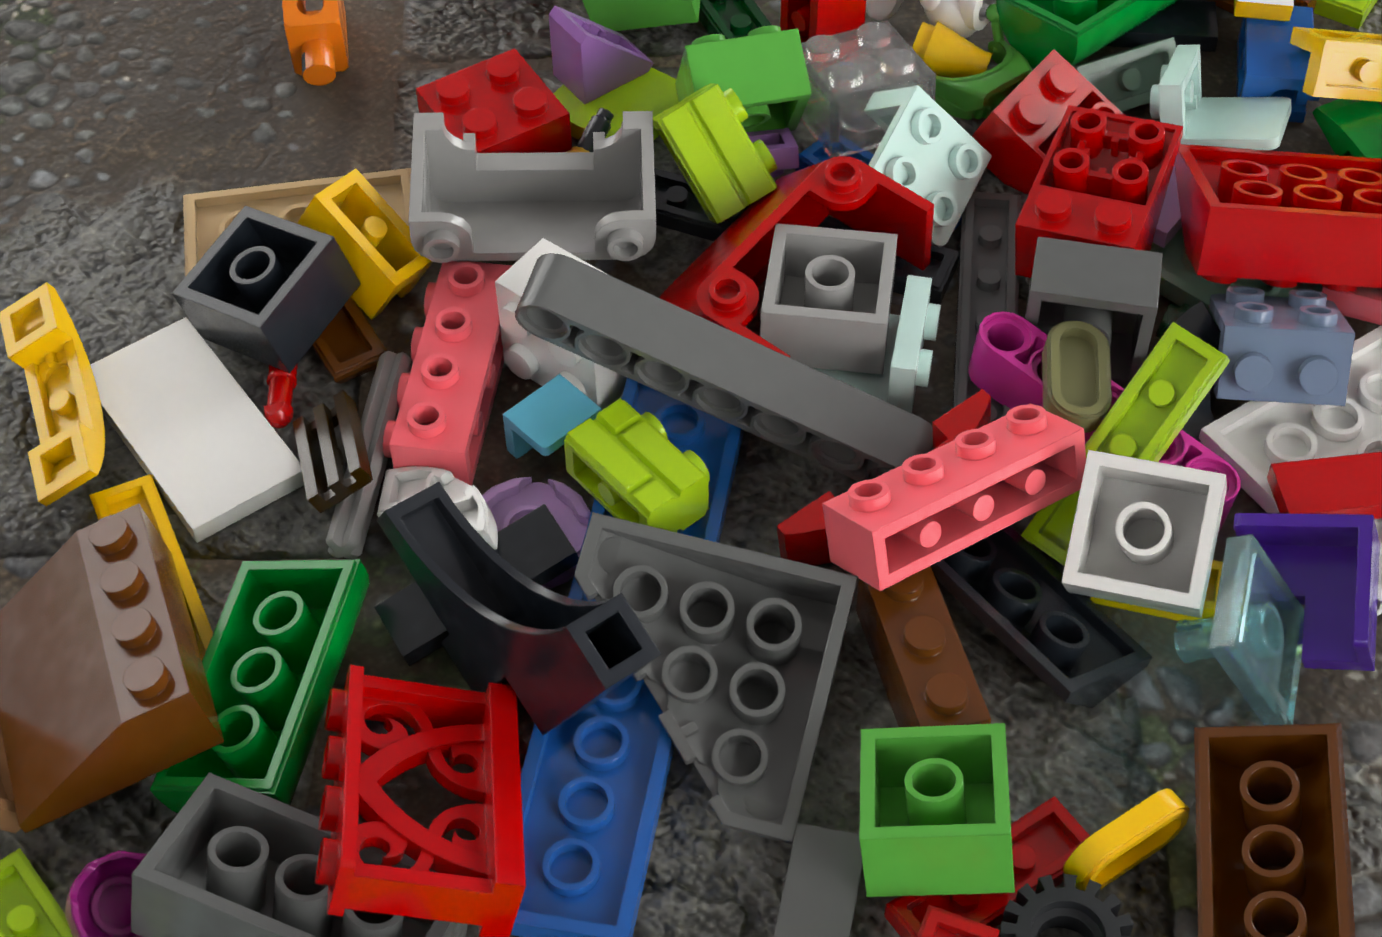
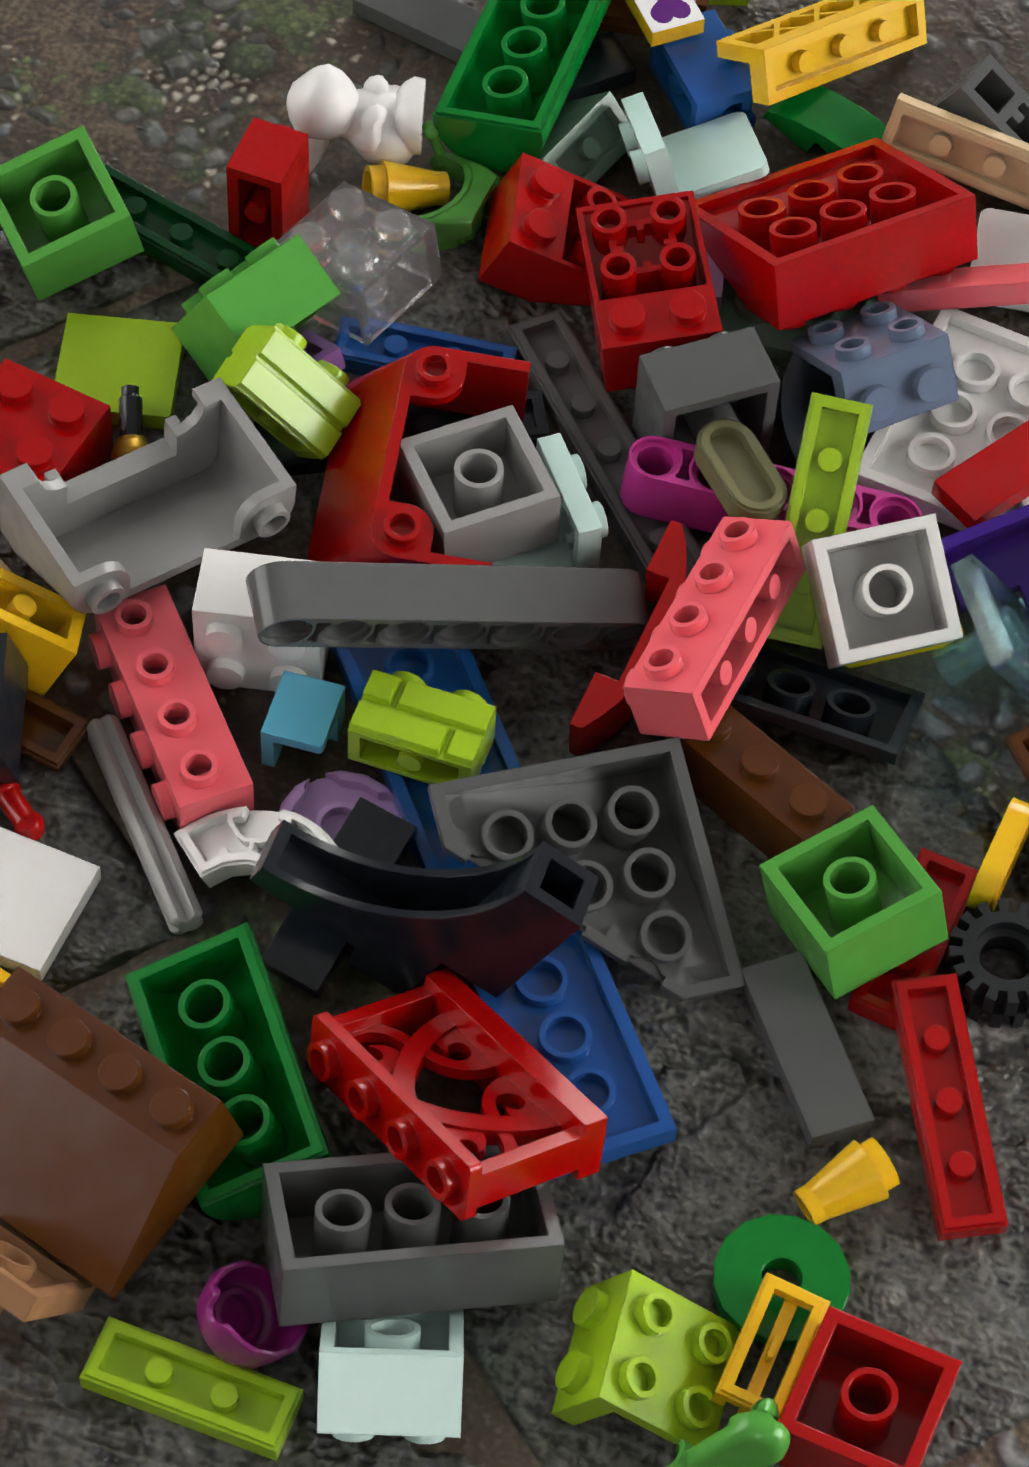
camera: 35 degrees left, 5 degrees up
(323, 460) = (83, 812): dark brown tile -> none
(591, 56) = (78, 335): medium lavender slope -> none
(927, 153) = (474, 303): light aqua bracket -> none

